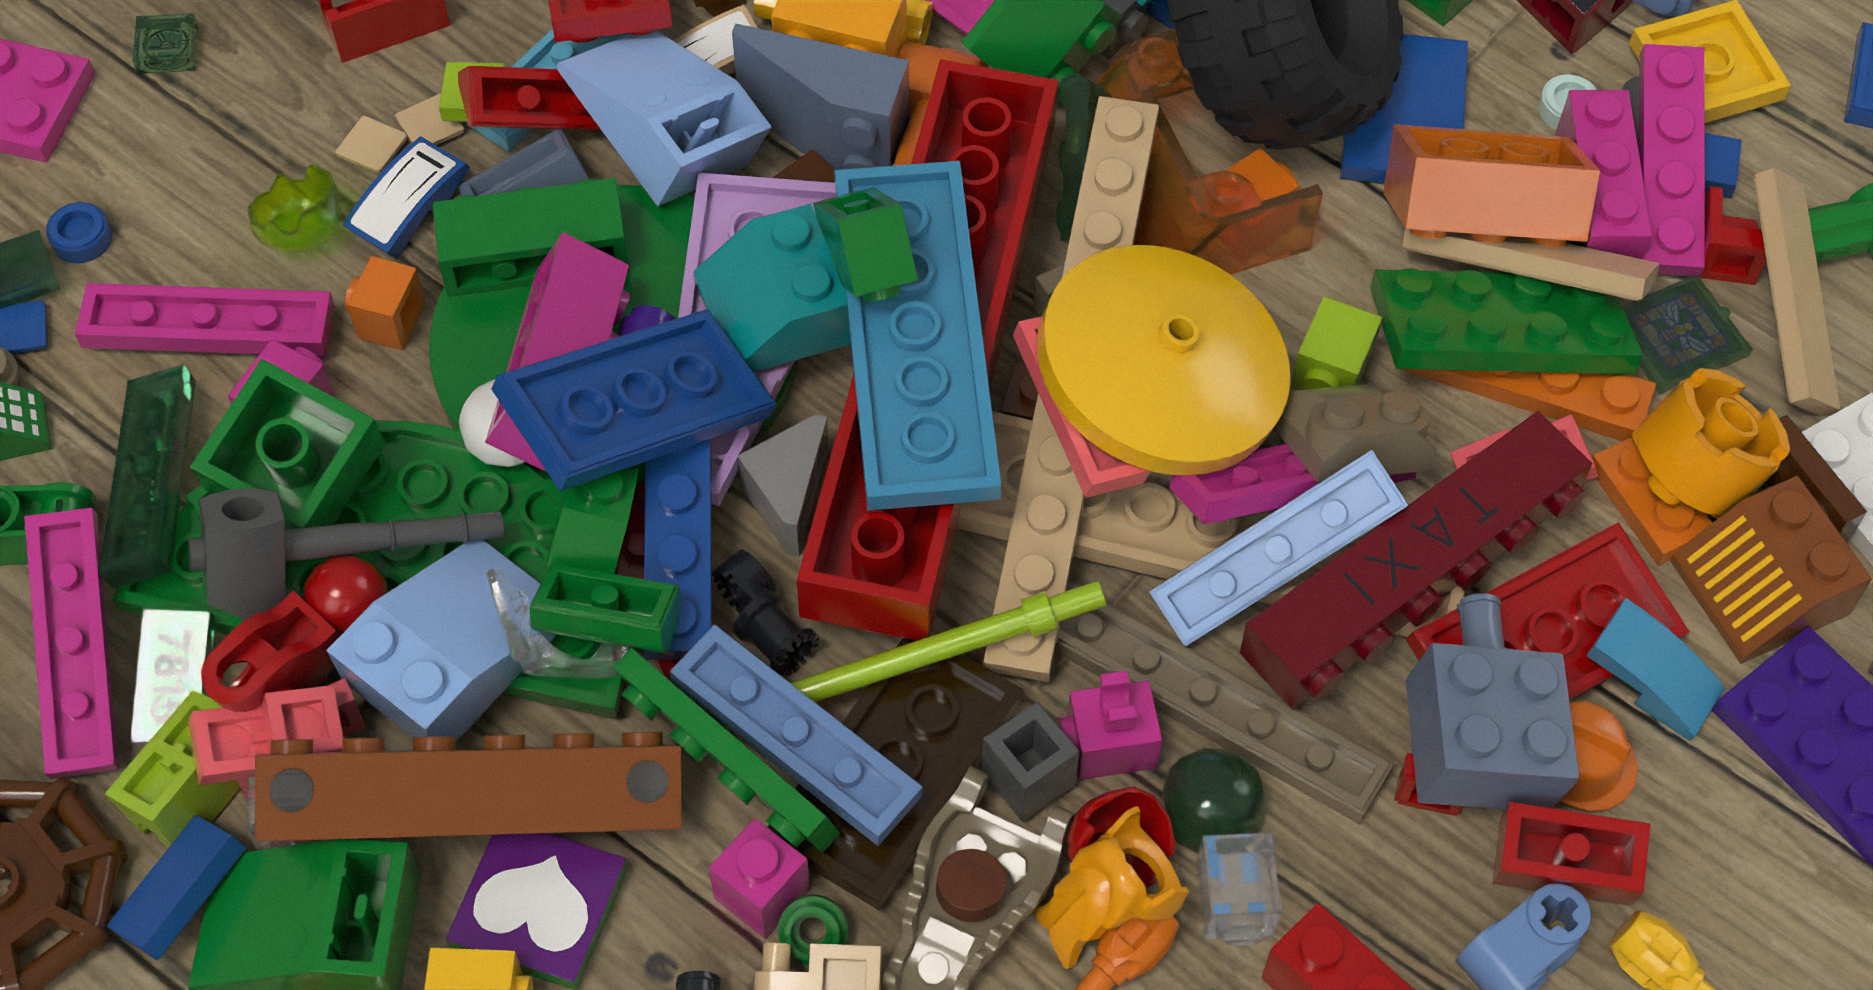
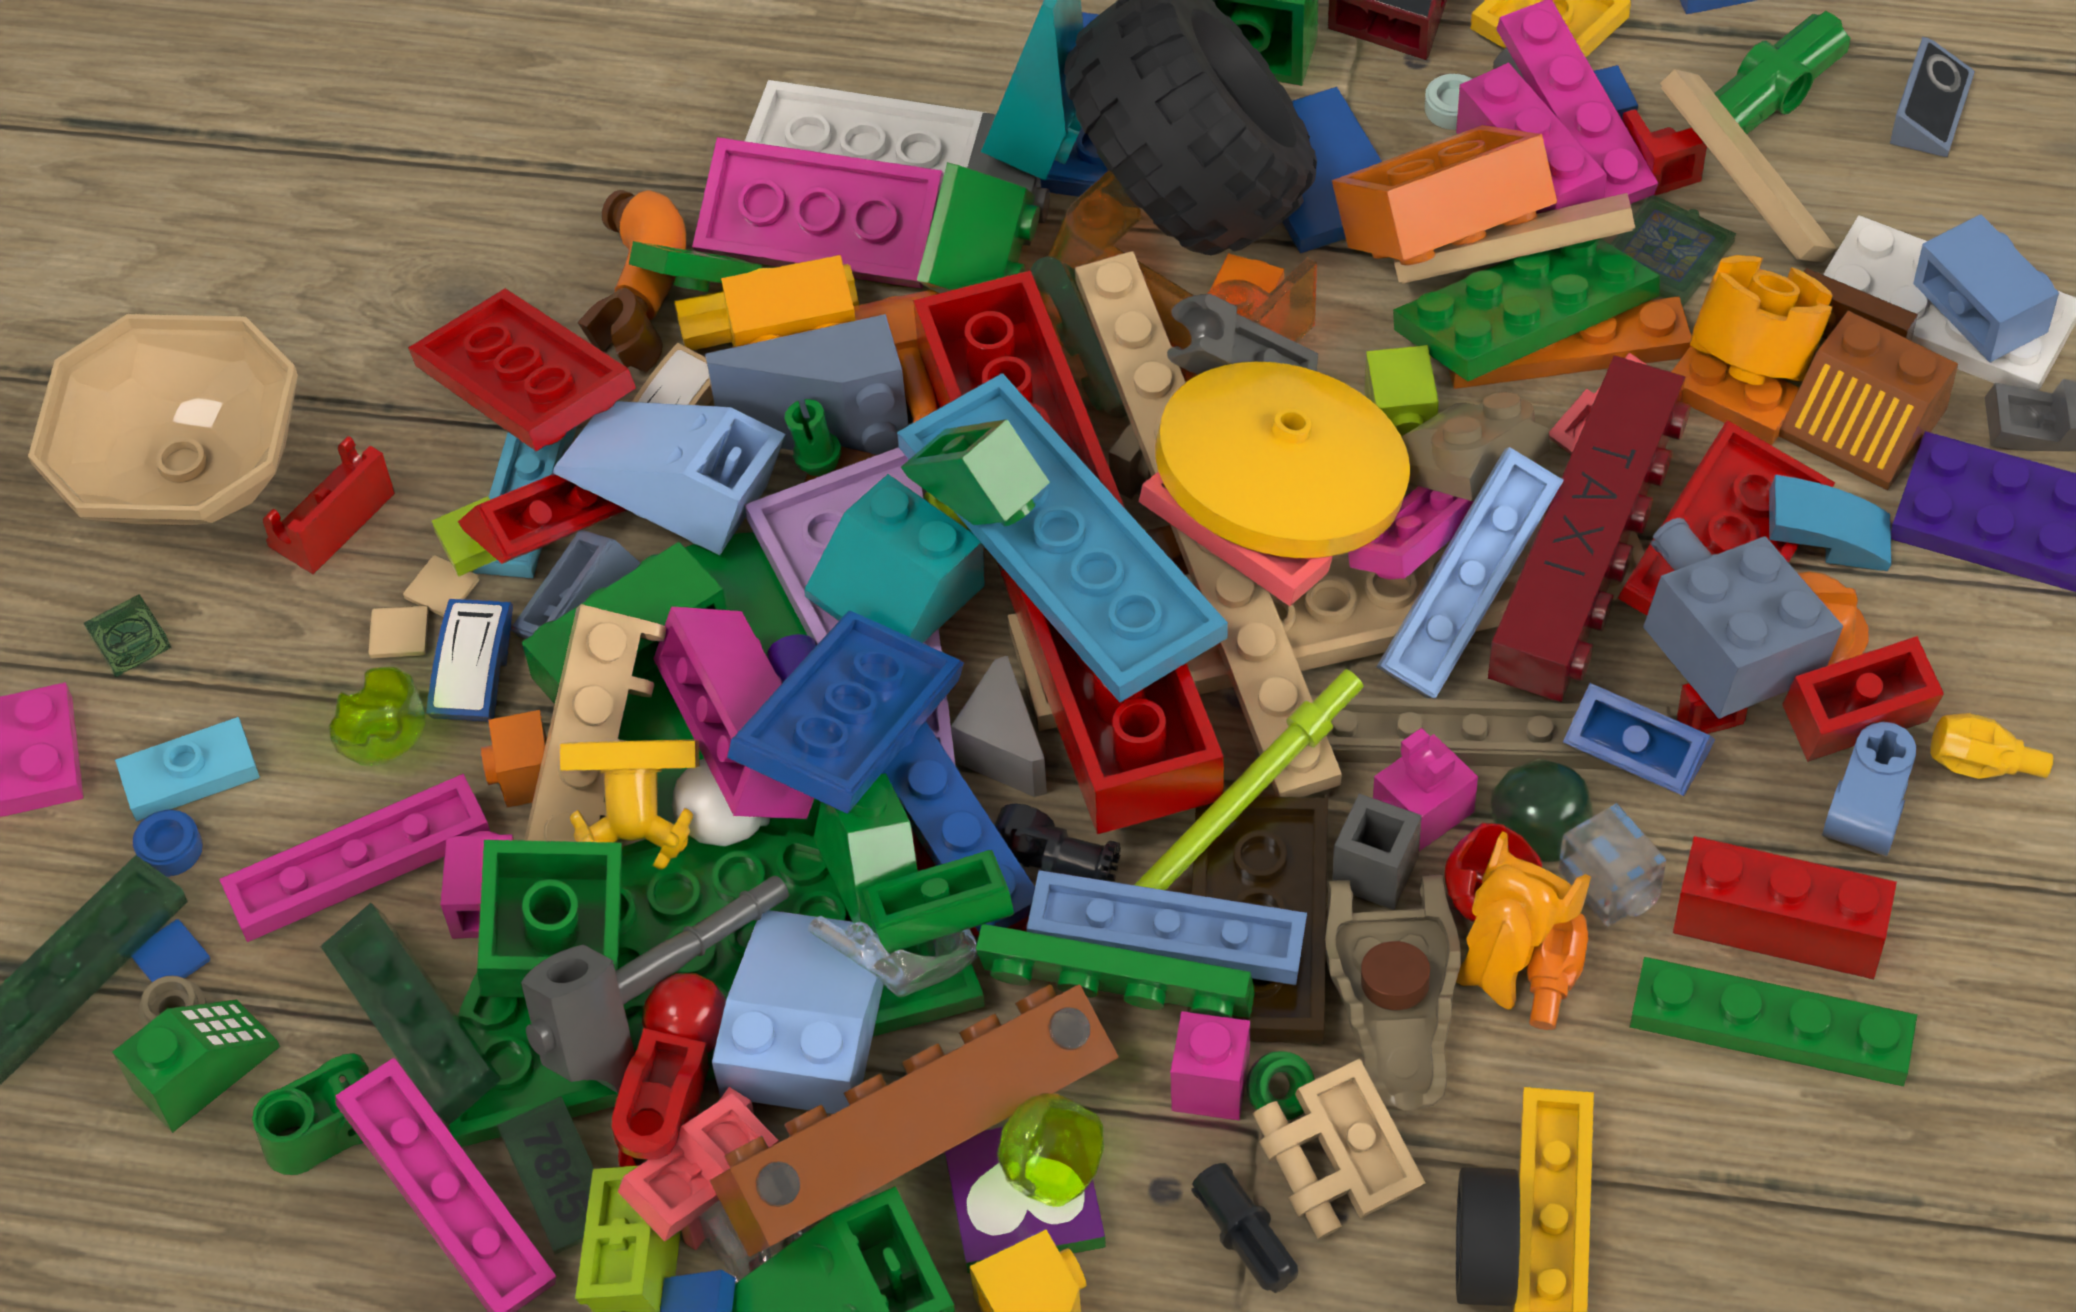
camera: 25 degrees left, 5 degrees down
(134, 178) = (187, 768): none -> medium azure plate
(423, 376) = (631, 791): none -> yellow piece
(432, 310) = (587, 710): none -> tan hinge
(565, 881) = (1051, 1149): none -> clear neon green hair
(795, 150) = (815, 447): none -> green pin
(1194, 227) = (1227, 338): none -> dark grey plate
(1339, 781) = (1638, 739): none -> blue slope

